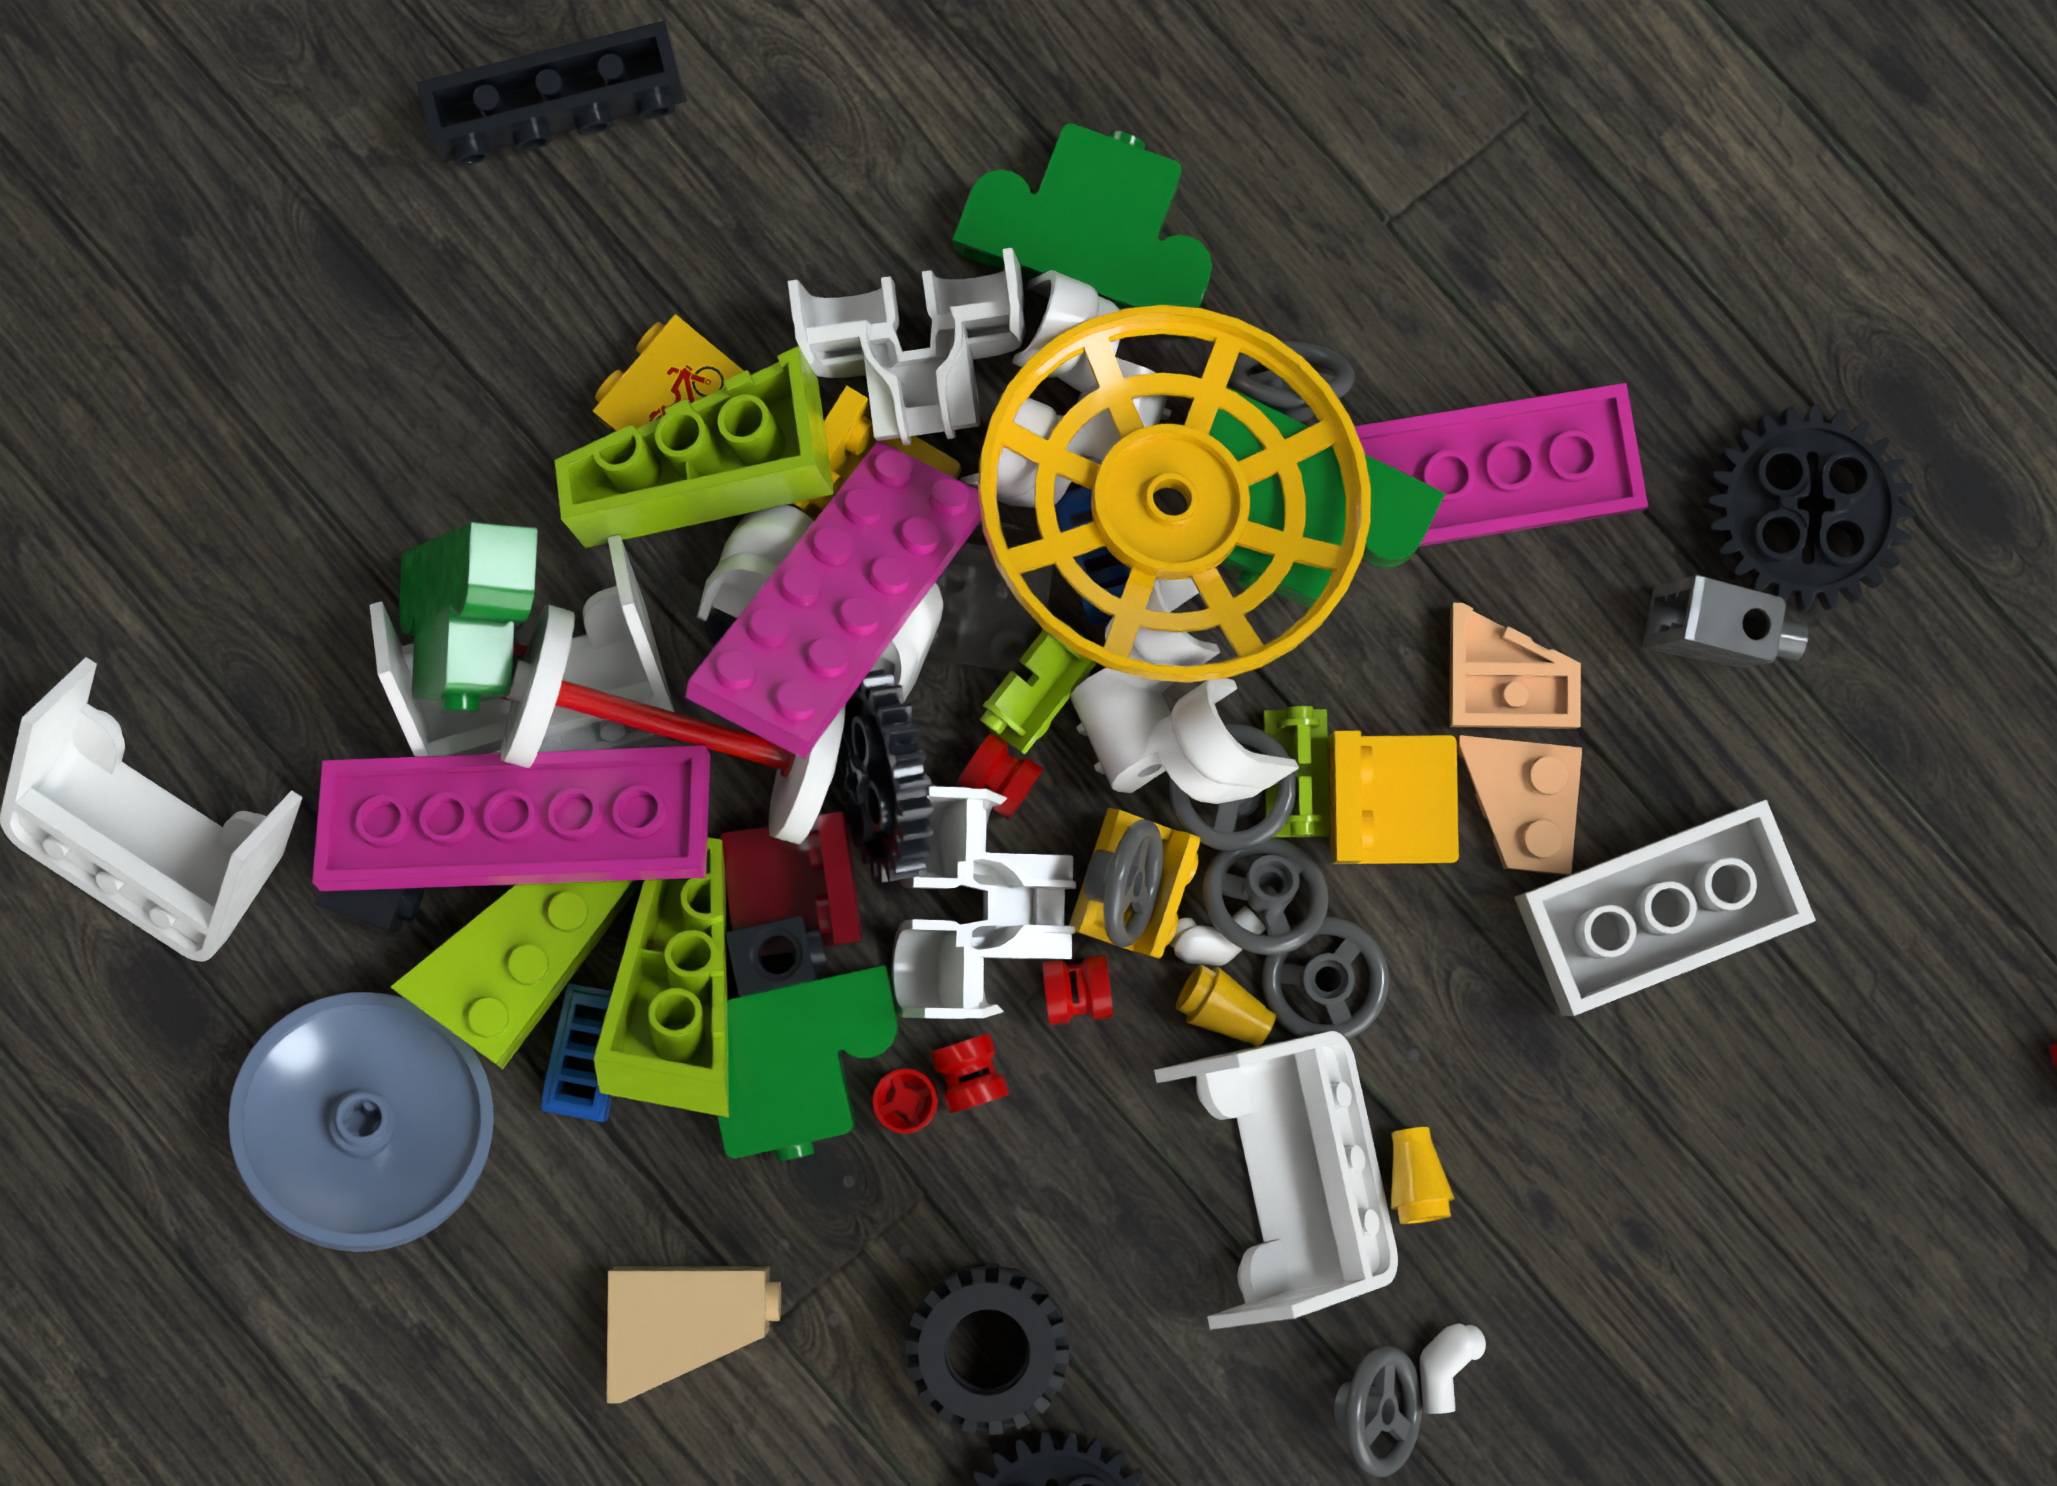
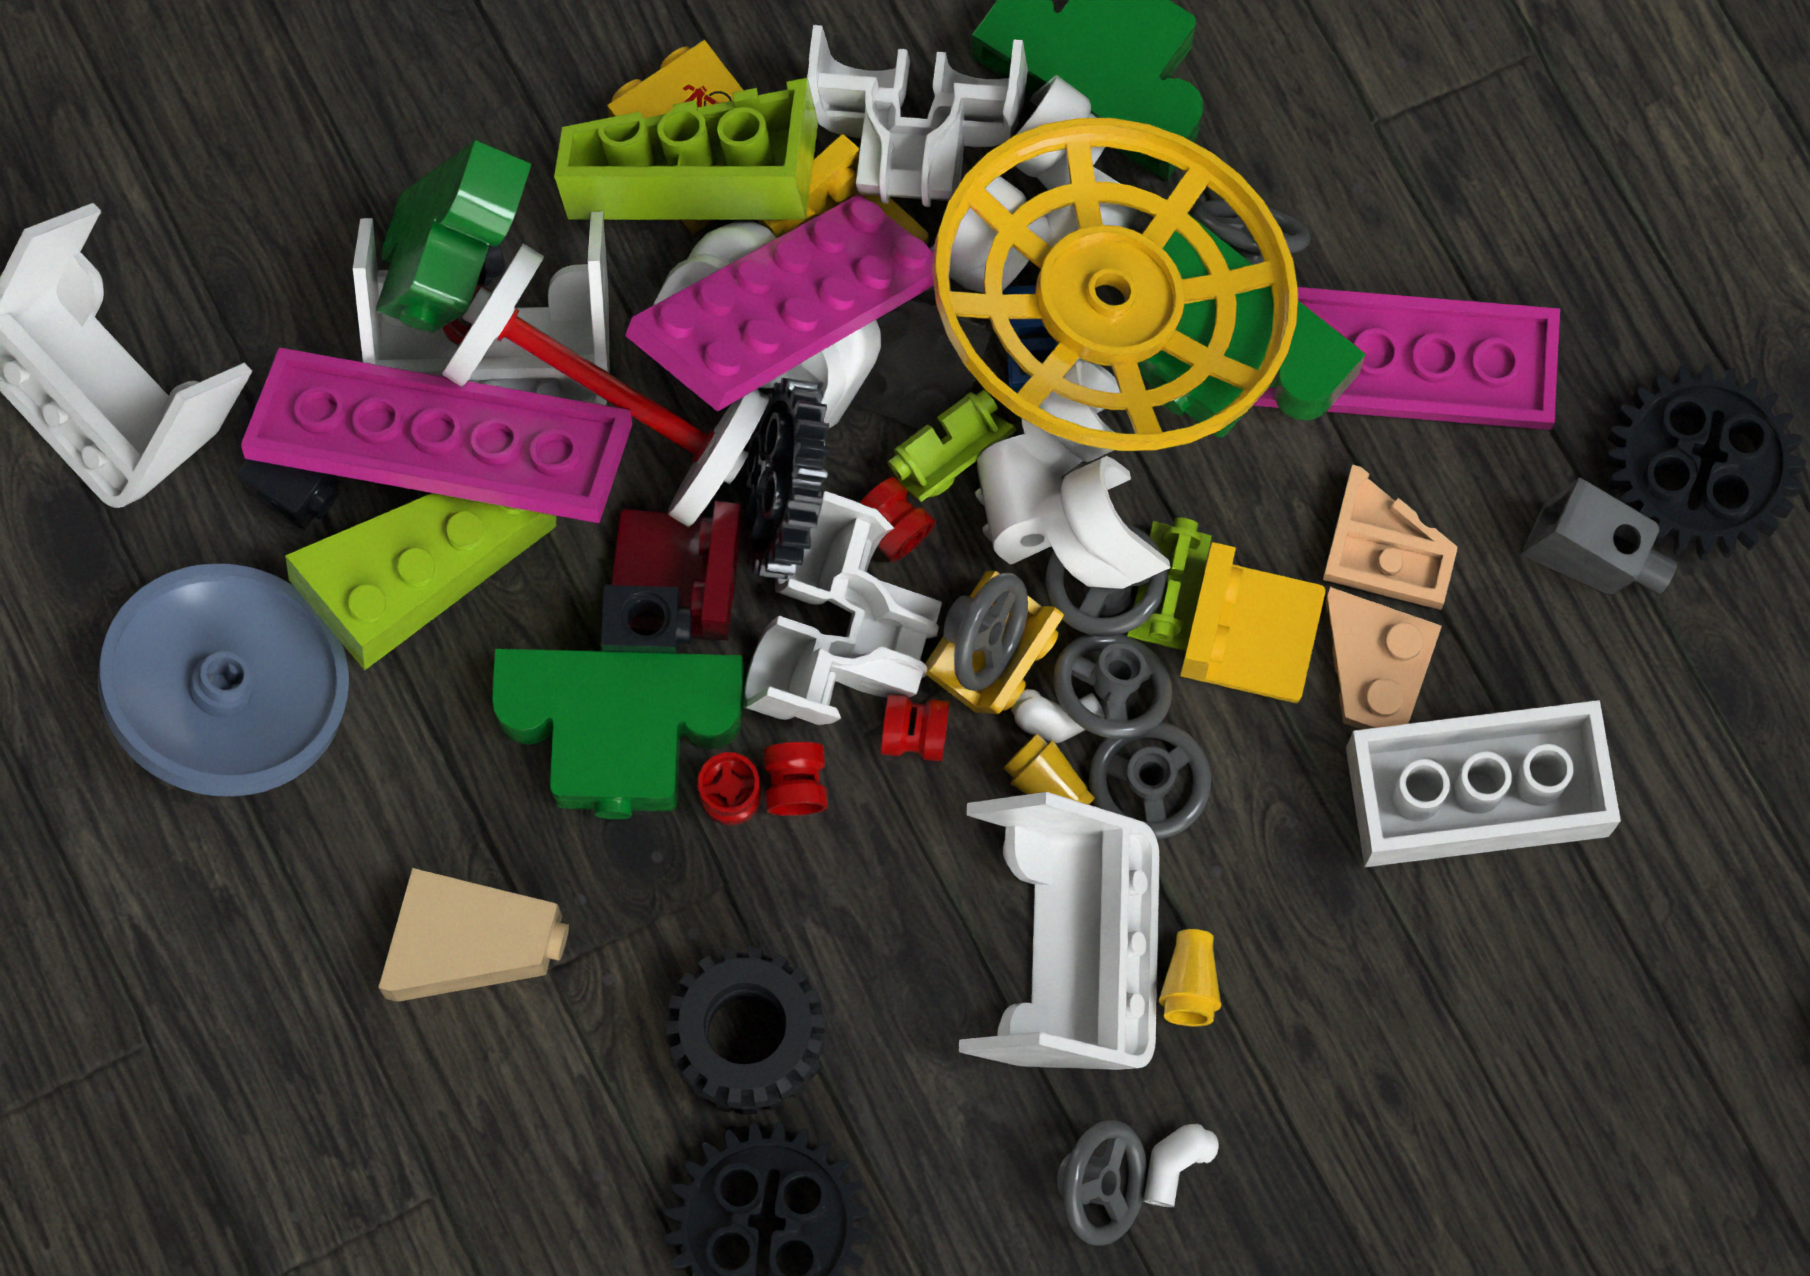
camera: 15 degrees right, 10 degrees down
(552, 1097) = (443, 726): blue slope -> none
(669, 1000) = (538, 624): lime wedge -> none

